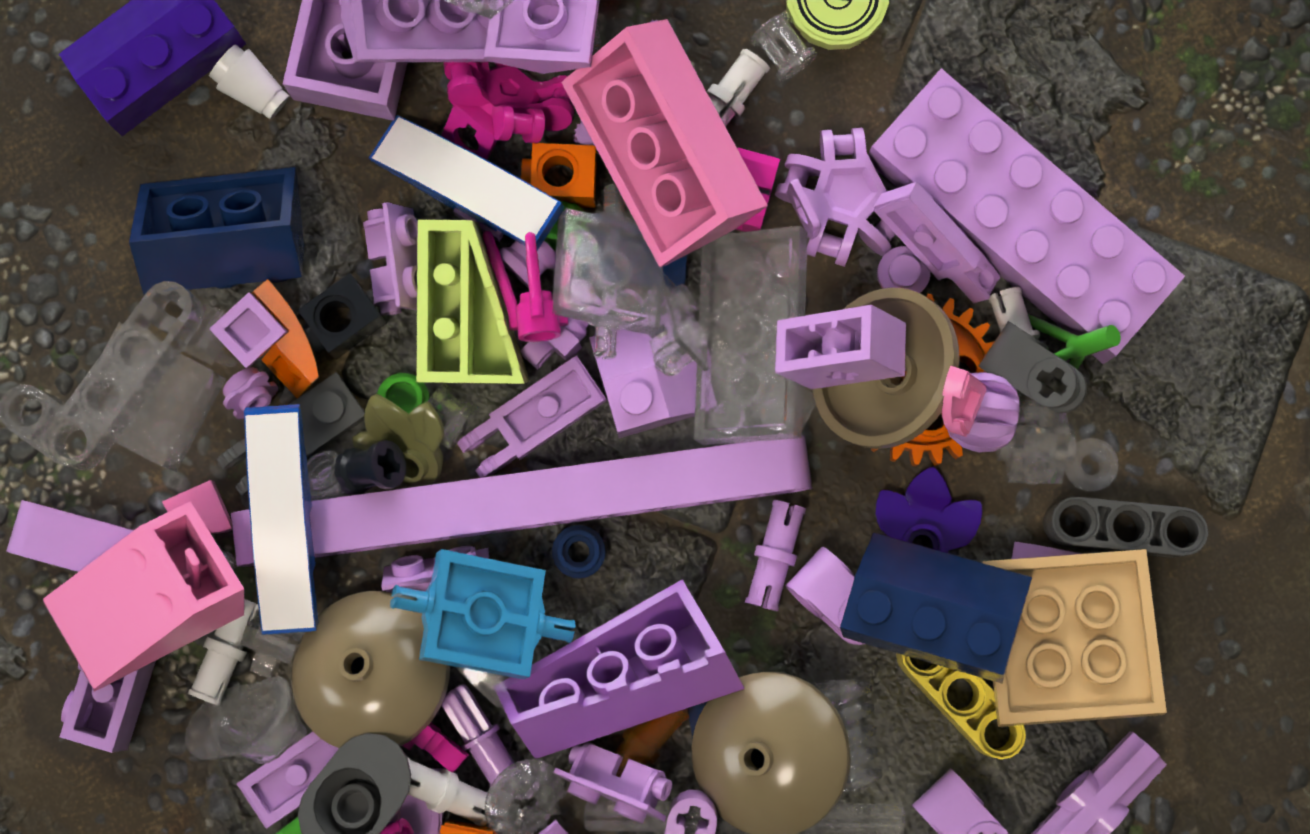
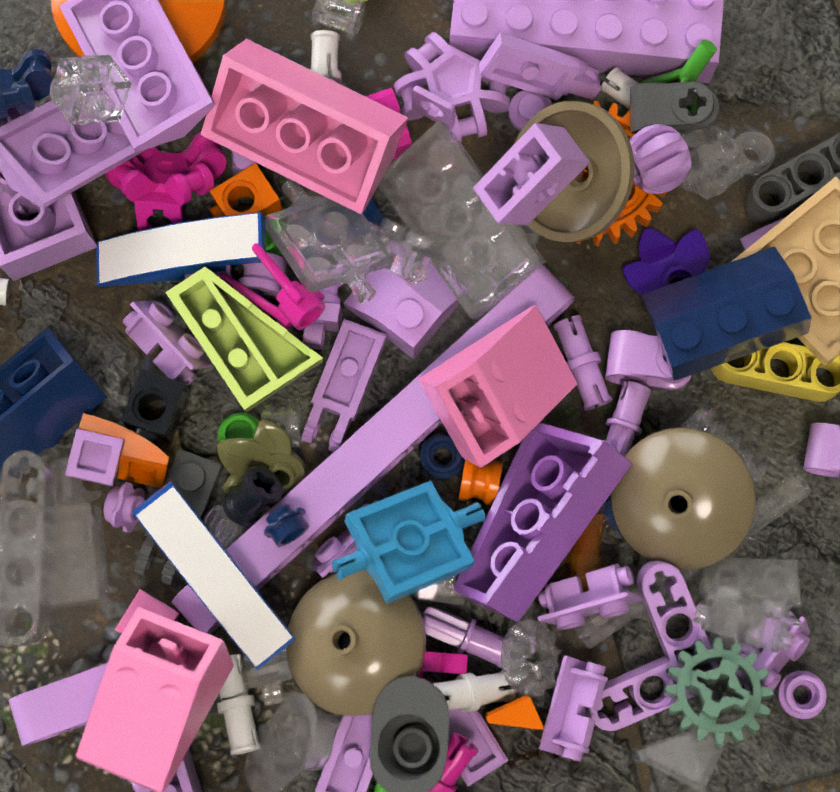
camera: 35 degrees left, 5 degrees down
(380, 518) = (286, 525): none -> dark blue plate
(596, 600) = (481, 482): none -> orange wheel
(673, 528) = (499, 387): none -> bright pink slope
(774, 641) = (627, 416): none -> lavender axle
(961, 400) = (642, 152): bright pink tile -> none

